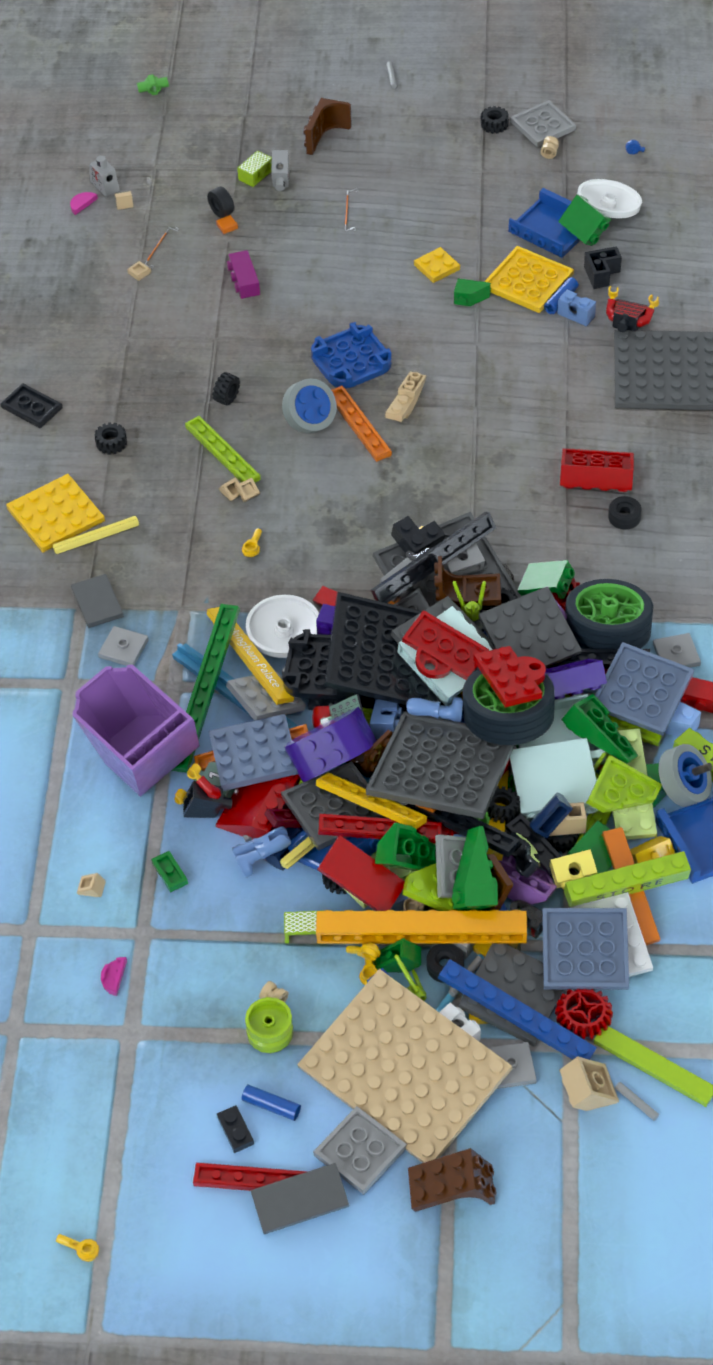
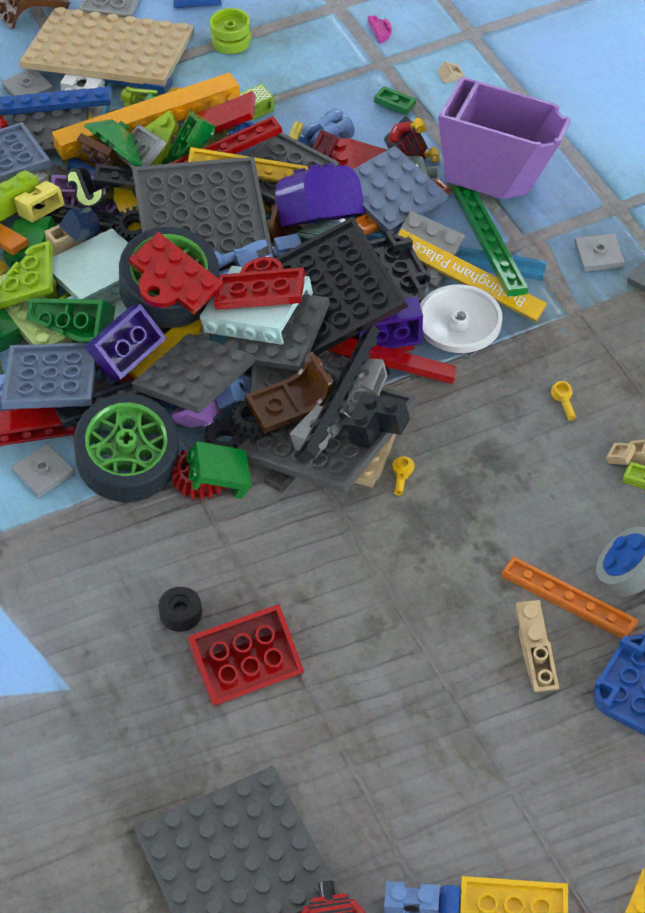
camera: 150 degrees right, 0 degrees up
(270, 990) = (243, 55): tan wheel -> none
(471, 292) = (577, 861): green slope -> none
(472, 608) = (270, 375): lime plant -> none

